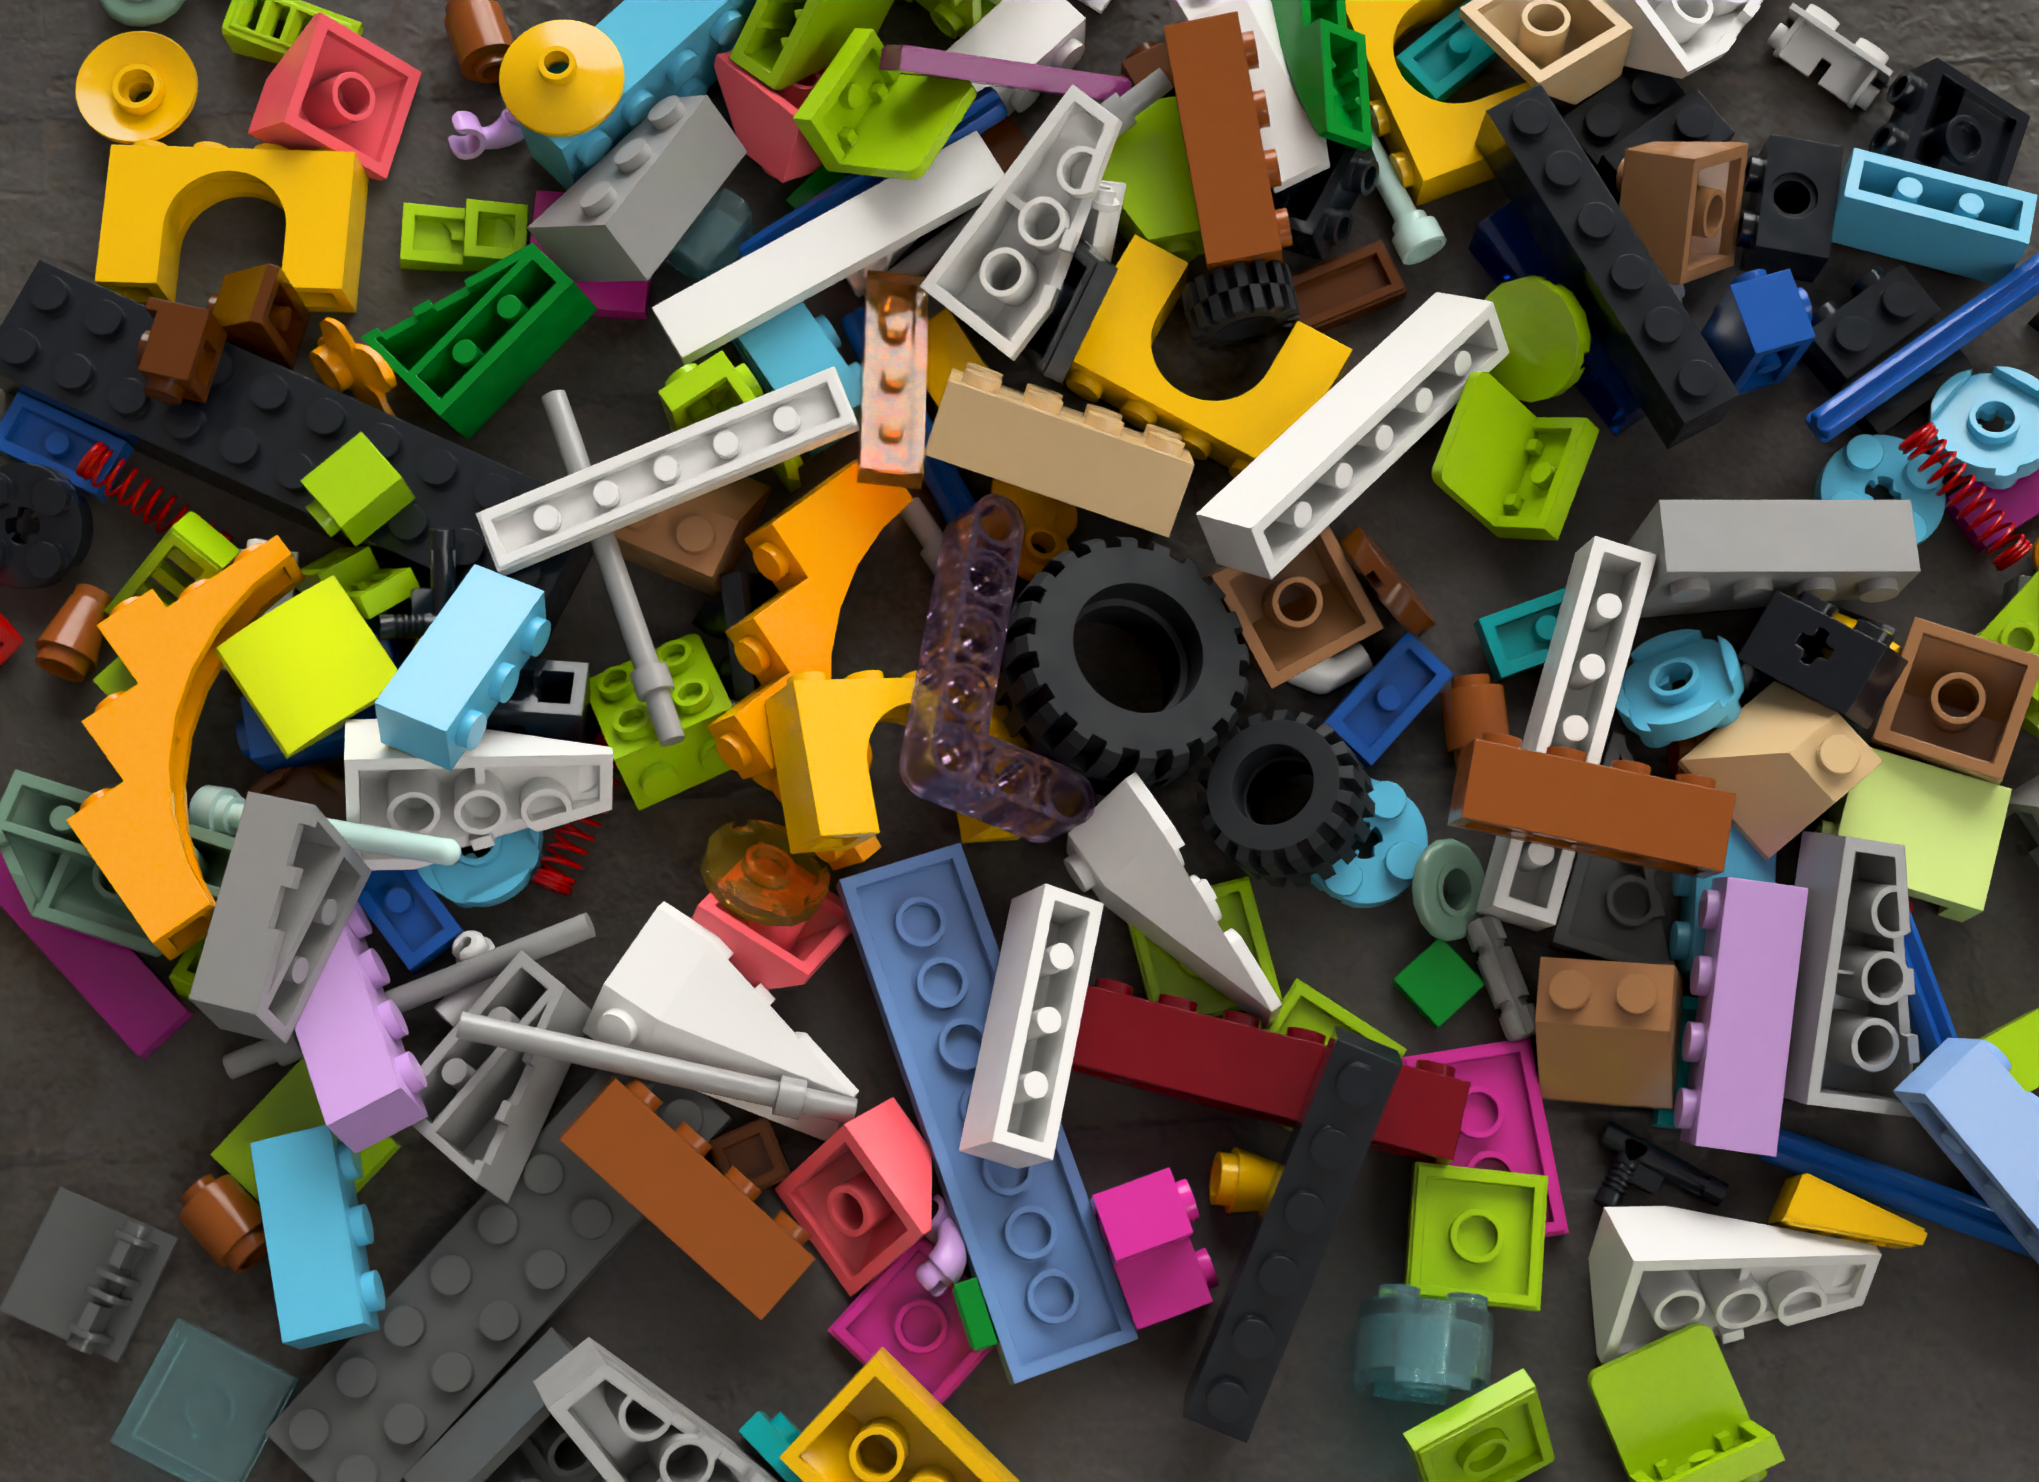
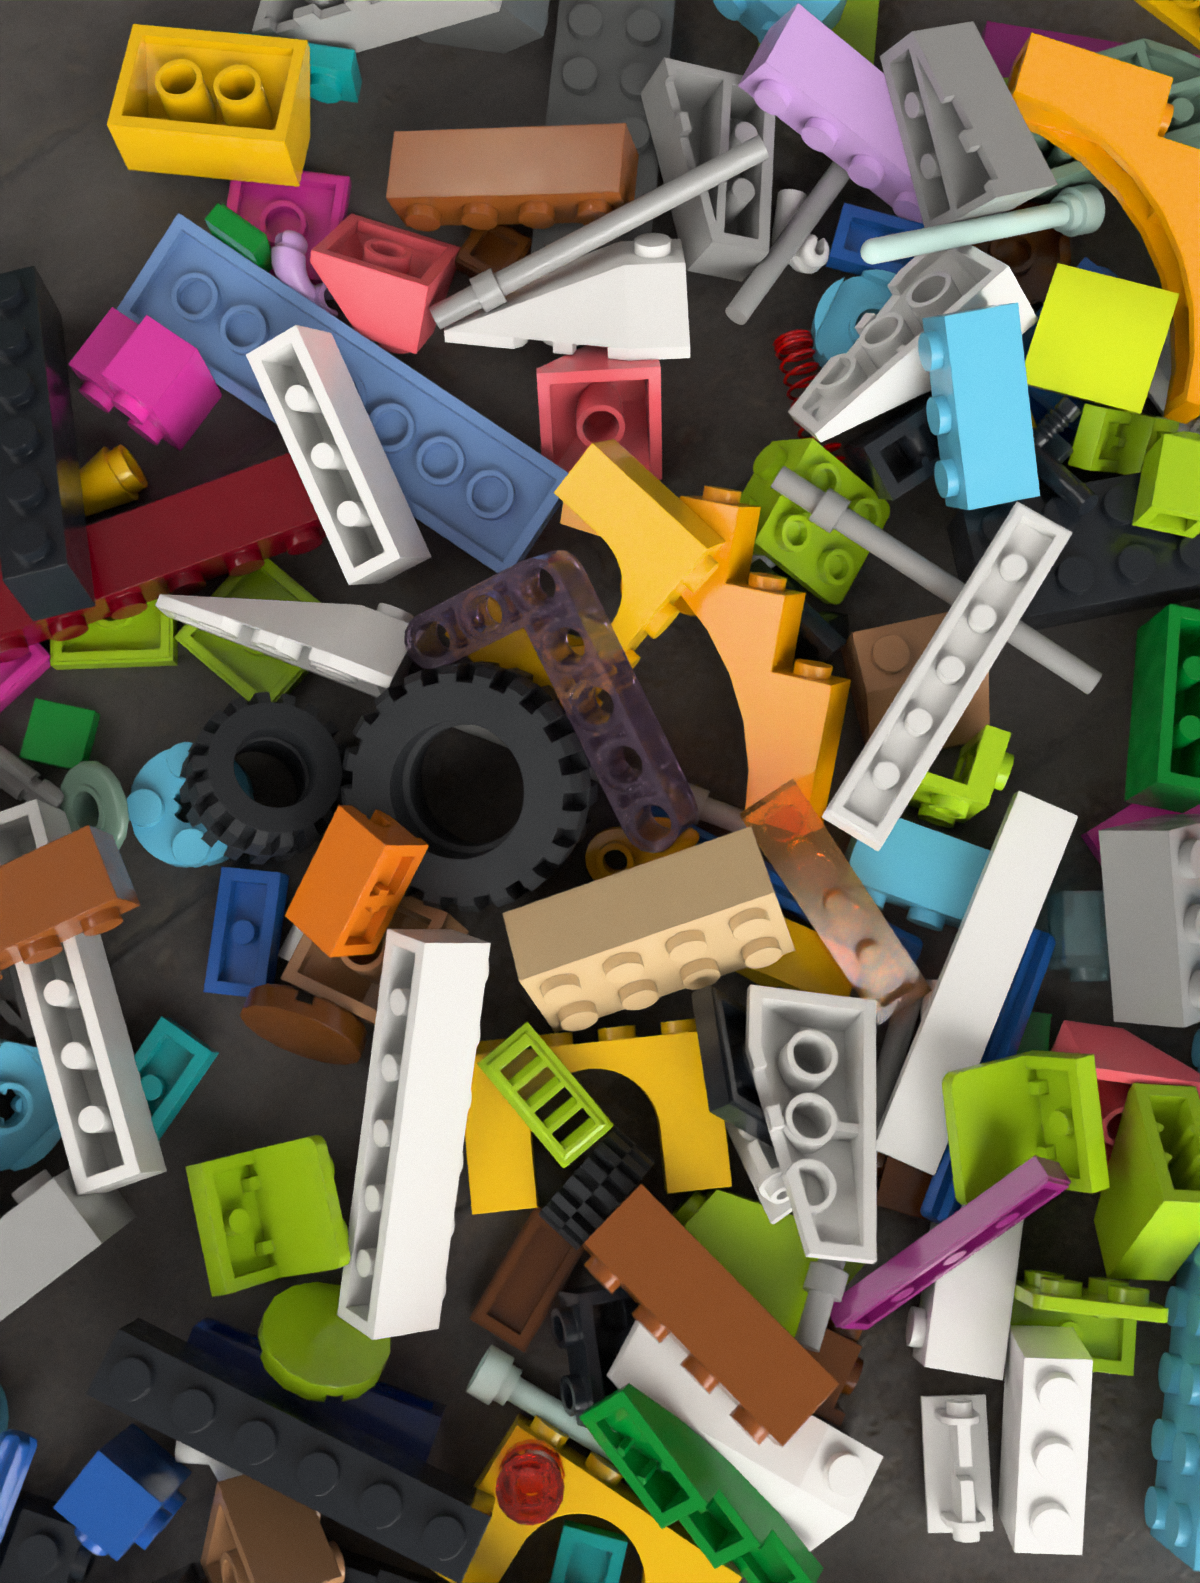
camera: 140 degrees right, 5 degrees up
(760, 878) = (647, 426): clear yellow tile -> none
(1230, 348) = (583, 1136): none -> lime slope
(1271, 638) = (355, 882): none -> orange hinge
(1432, 140) = (538, 1471): none -> clear red wheel
(1471, 710) = (160, 965): dark orange brick -> none

